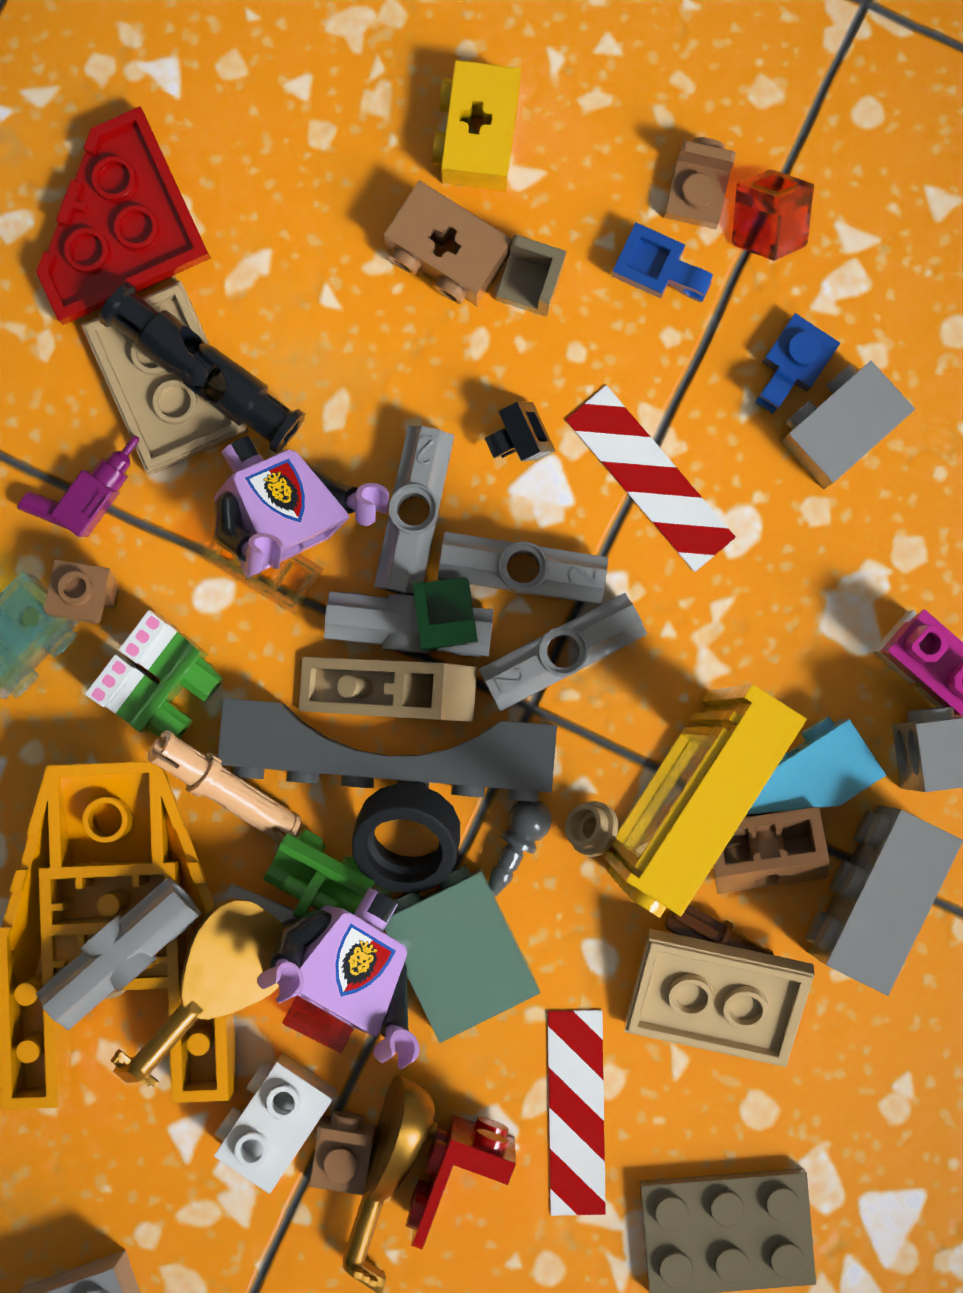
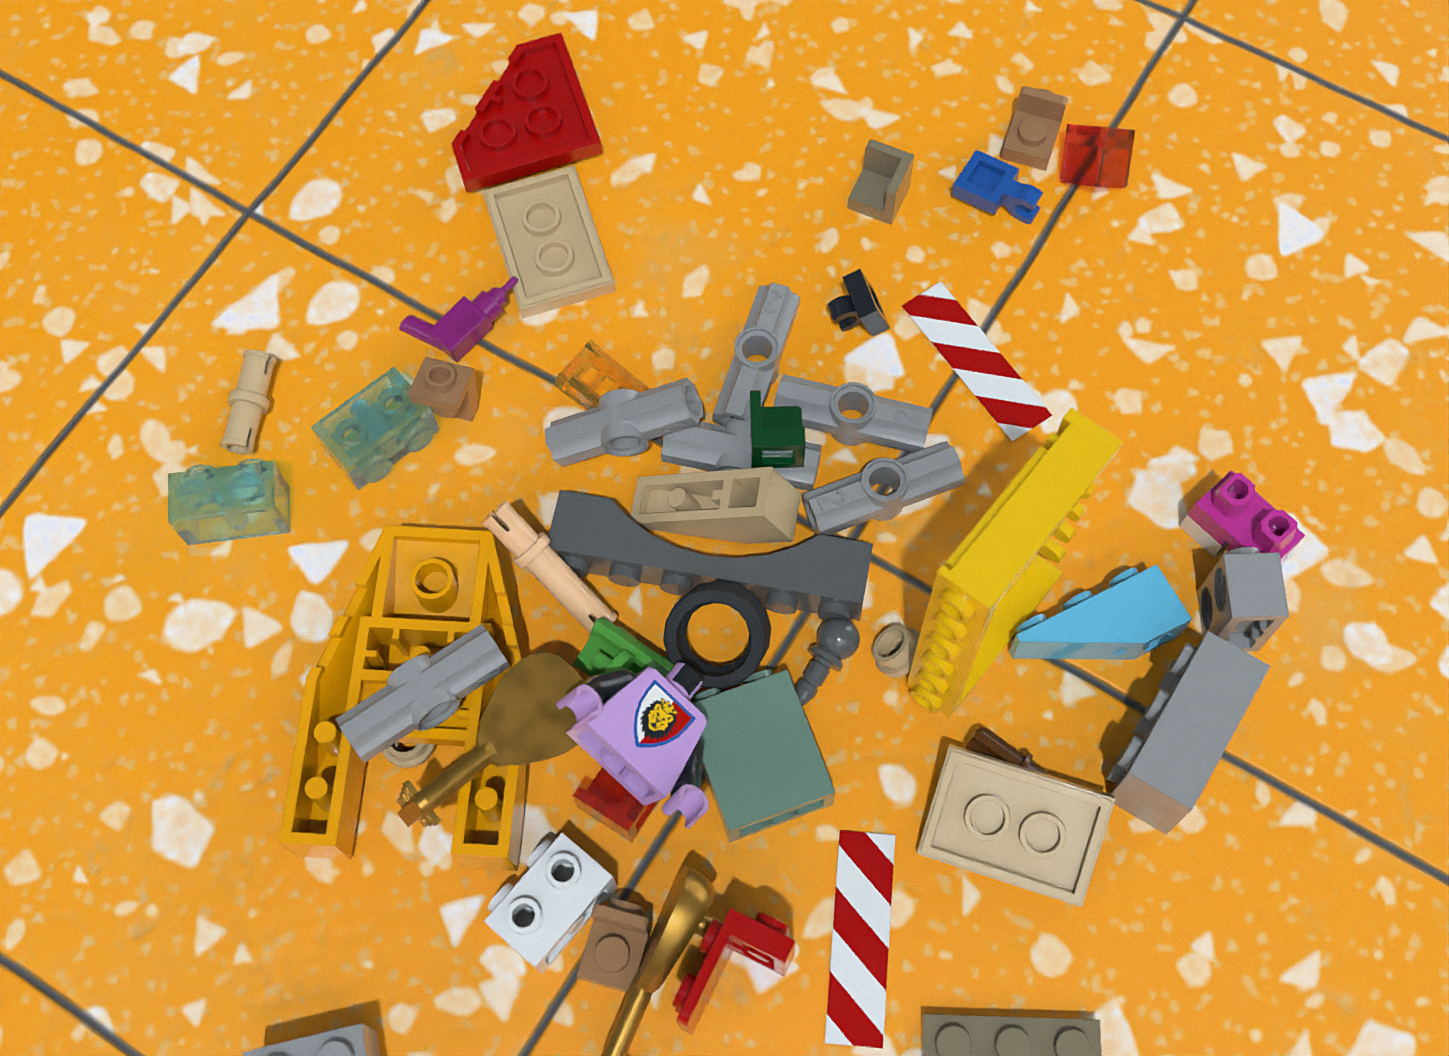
camera: 10 degrees right, 20 degrees down
(139, 696) = (497, 469): hips -> none
(183, 353) = (561, 204): black piece -> none
(281, 613) = (624, 422): none -> light grey piece
(283, 506) = (637, 341): lavender torso -> none
(434, 218) = (809, 153): medium nougat brick -> none
(486, 94) = (845, 71): yellow brick -> none
(773, 851) = (1072, 681): medium nougat brick -> none
(796, 359) = (1113, 271): blue plate -> none
(847, 424) = (1158, 322): light grey brick -> none

